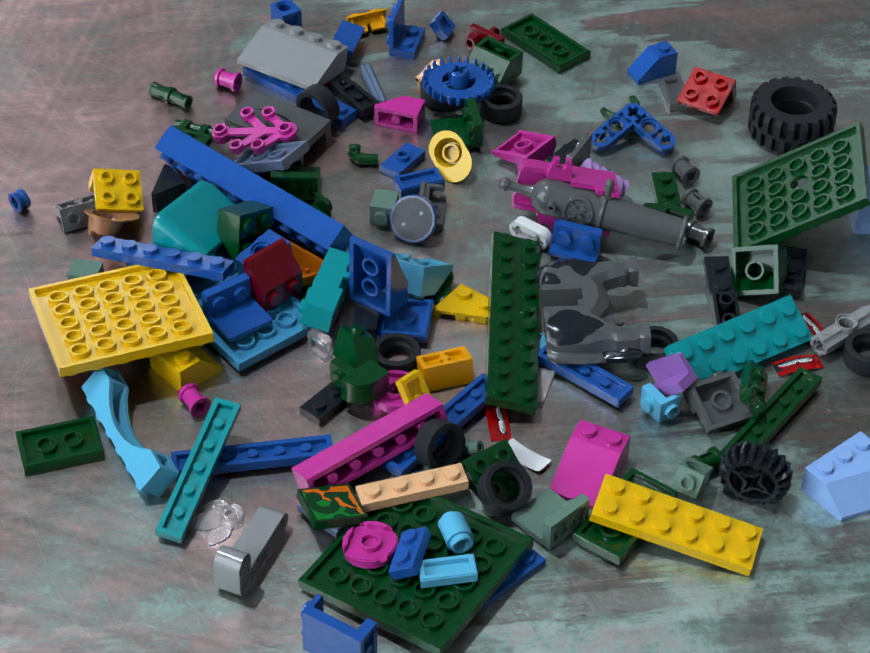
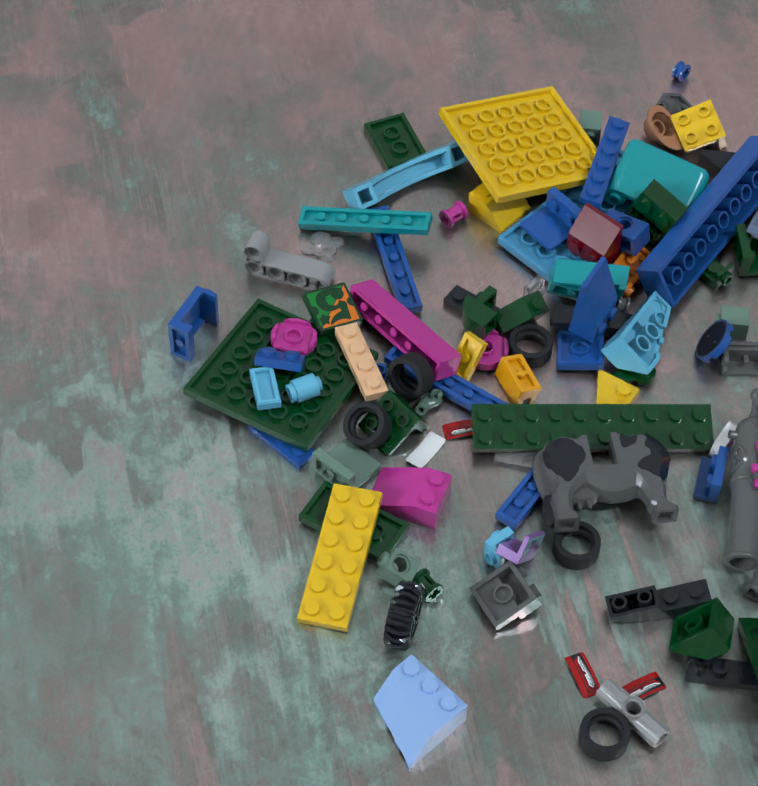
camera: 85 degrees right, 10 degrees up
(748, 337) = (591, 614): teal plate -> none
(753, 387) = (526, 622): dark green hinge -> none
(778, 409) = (494, 641): dark green plate -> none

